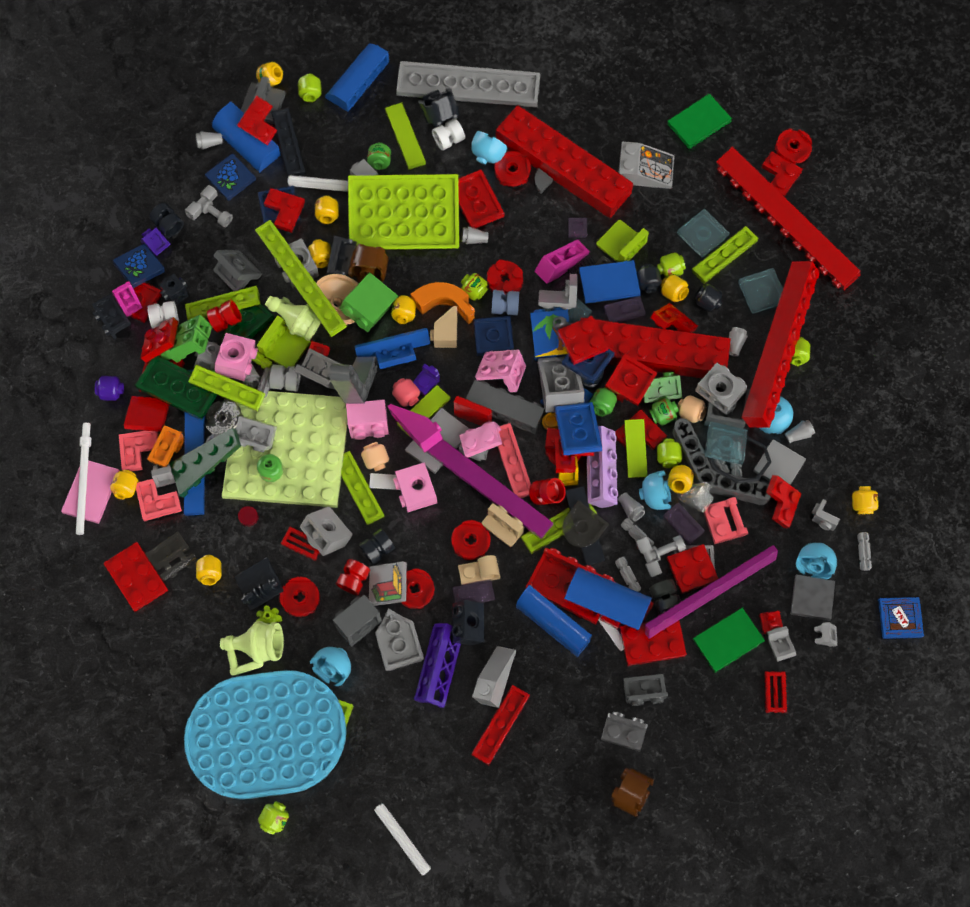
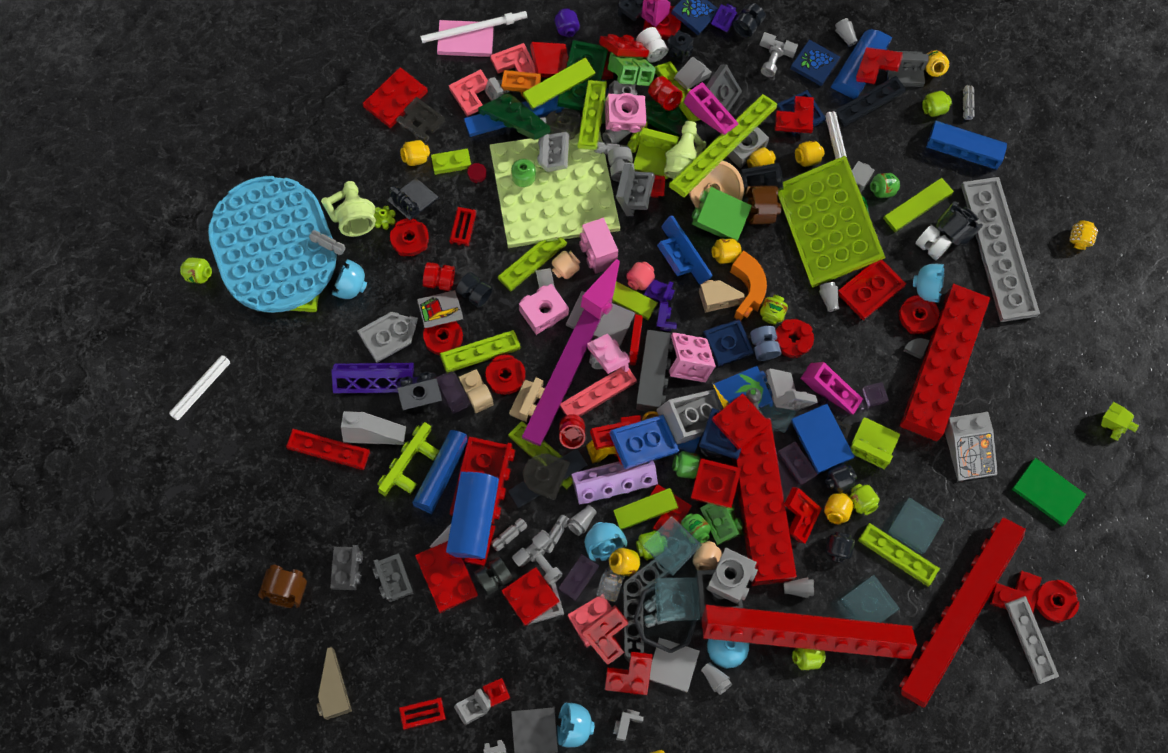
camera: 70 degrees right, 0 degrees up
(124, 484) = (477, 61): yellow head -> none
(182, 410) = (558, 83): none -> lime tile
(209, 287) = (692, 73): none -> light grey slope
(227, 538) = (451, 161): none -> lime plate
(259, 279) = (709, 109): none -> dark pink slope
(286, 675) = (327, 242): none -> light grey axle
(315, 61) = (968, 102): none -> light grey axle
(325, 531) = (487, 239): light grey brick -> none
(354, 381) = (626, 223): dark grey beam -> none
(357, 620) = (395, 289): dark grey brick -> none
(441, 558) = (480, 351): none -> lime tile
(454, 382) = (663, 314): none -> dark purple bracket
(476, 14) = (1083, 234): none -> yellow head
(537, 659) = (396, 476): none -> lime plate
(653, 46) = (1118, 420): none -> lime piece
(678, 432) = (672, 545): none -> clear light blue tile
(710, 591) = (510, 620): magenta tile -> none
(728, 640) = (466, 652): green tile -> none
(739, 767) = (332, 690): none -> dark tan slope
(742, 514) = (601, 634): none -> red plate
(822, 175) = (1031, 640): none -> light grey tile

